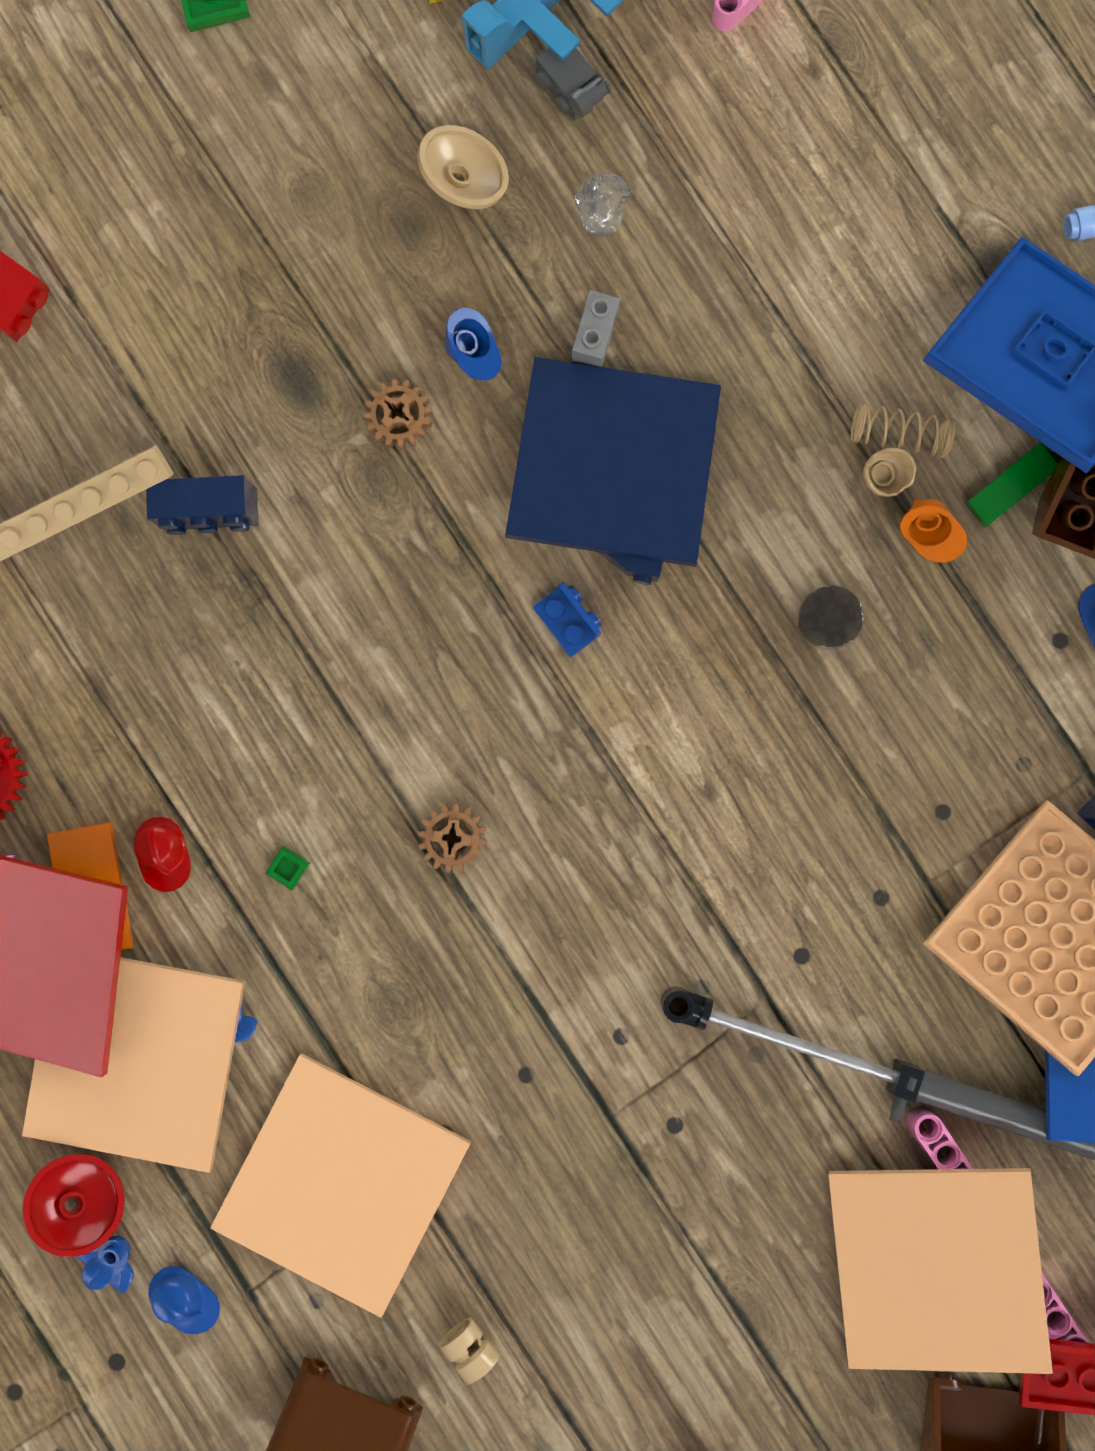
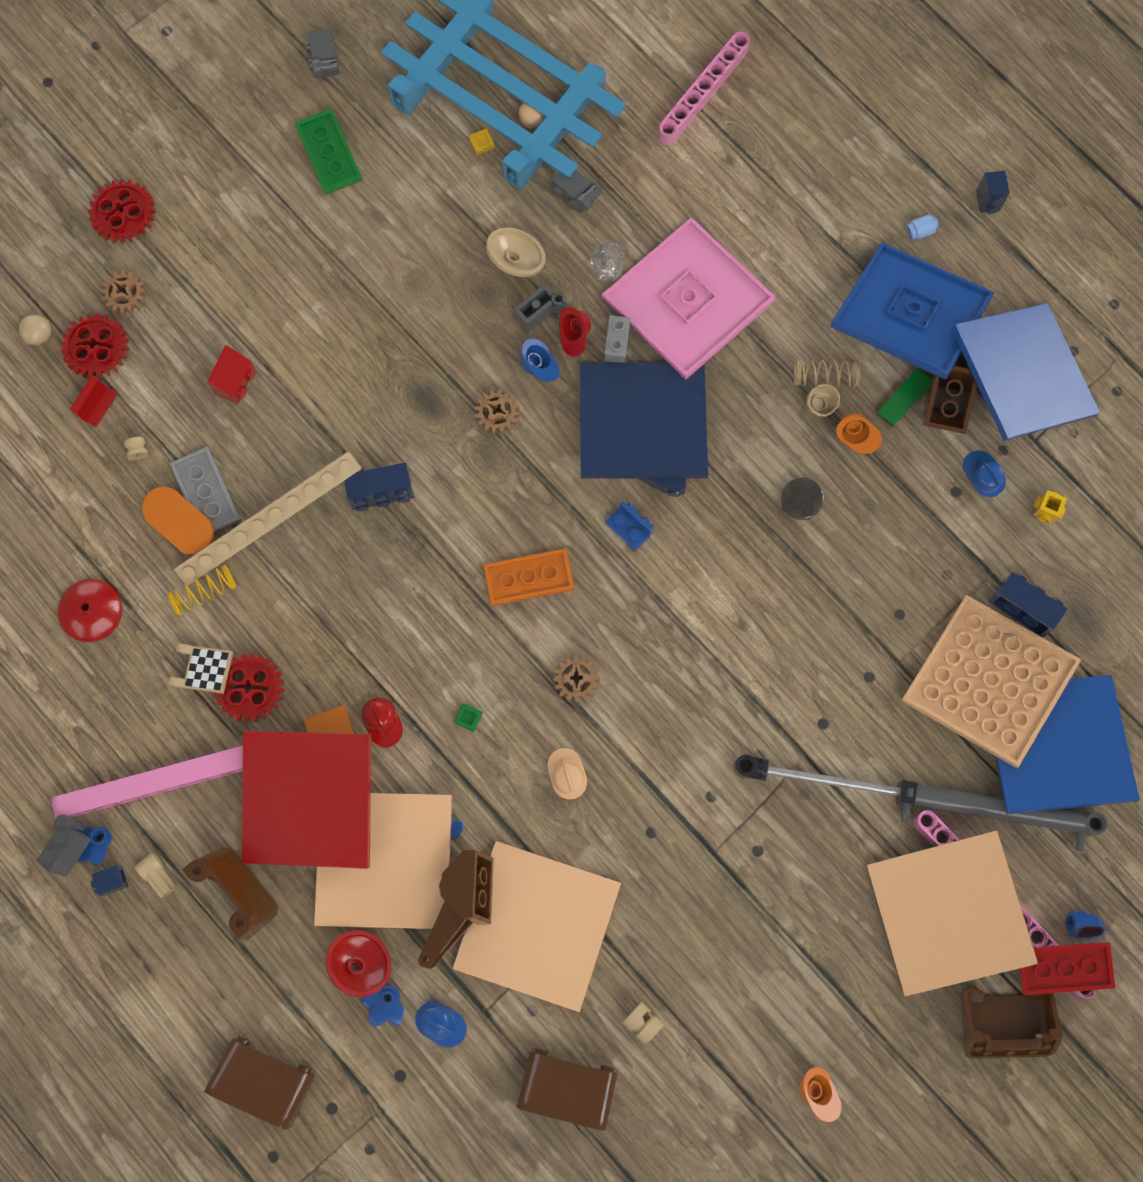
camera: 10 degrees left, 10 degrees down
(239, 1143) = (467, 900): none -> reddish brown slope
(407, 672) = (528, 577): none -> orange tile
(418, 971) = (567, 773): none -> light nougat piece
(485, 260) = (538, 307): none -> dark grey hinge
(533, 303) = (573, 331): none -> red piece
(715, 279) = (688, 298): none -> bright pink tile

